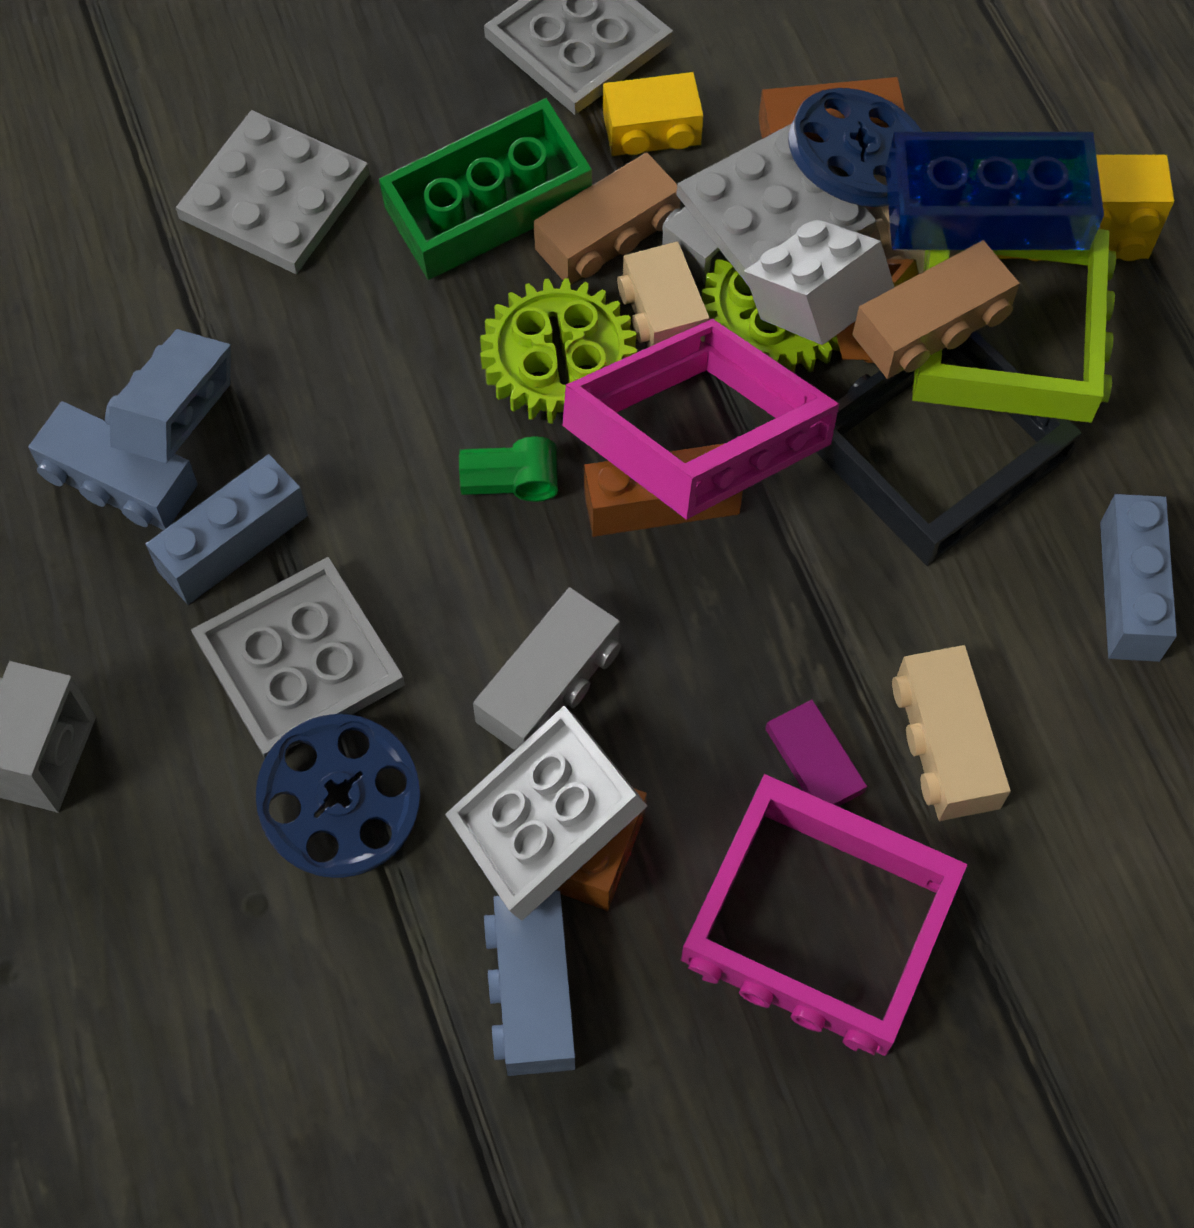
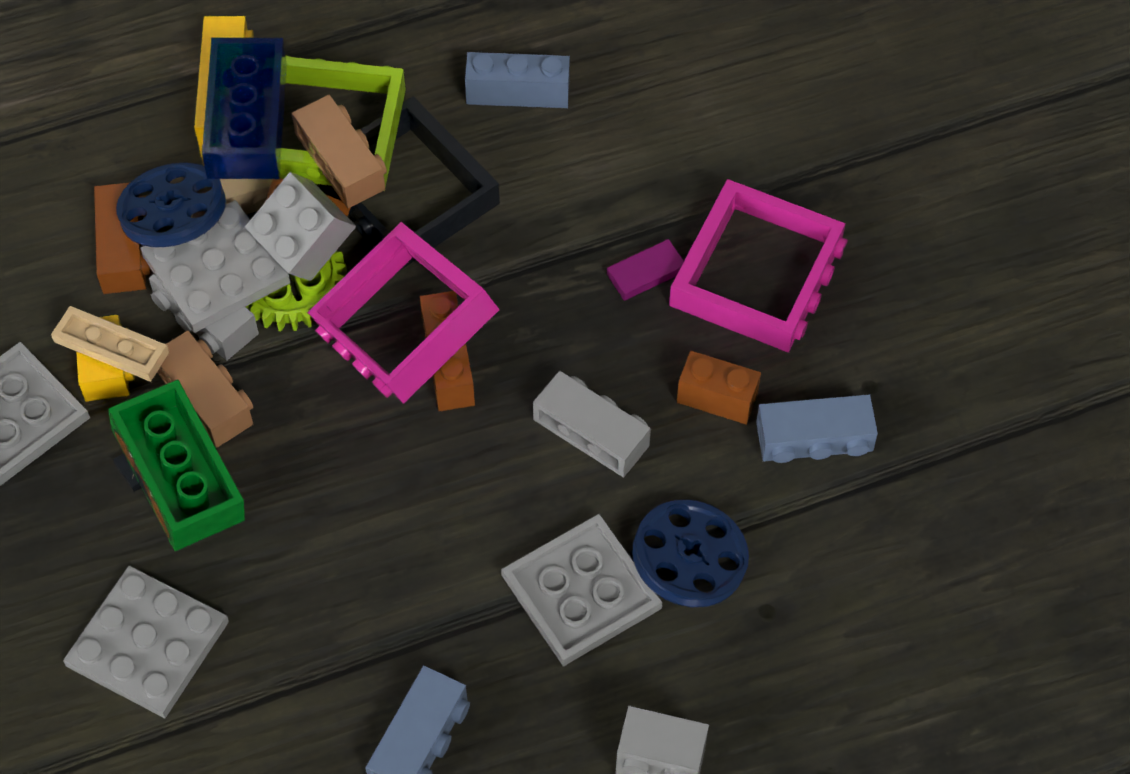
camera: 90 degrees left, 5 degrees down
(169, 395) = (364, 682): sand blue brick -> none
(227, 529) = (477, 641): sand blue brick -> none
(513, 356) = (325, 448): lime gear -> none
(524, 469) = (425, 444): green piece -> none
(544, 812) = (708, 408): light grey plate -> none
(649, 102) = (110, 343): none -> tan plate
(661, 293) = (280, 350): tan brick -> none
(950, 733) = (630, 189): tan brick -> none

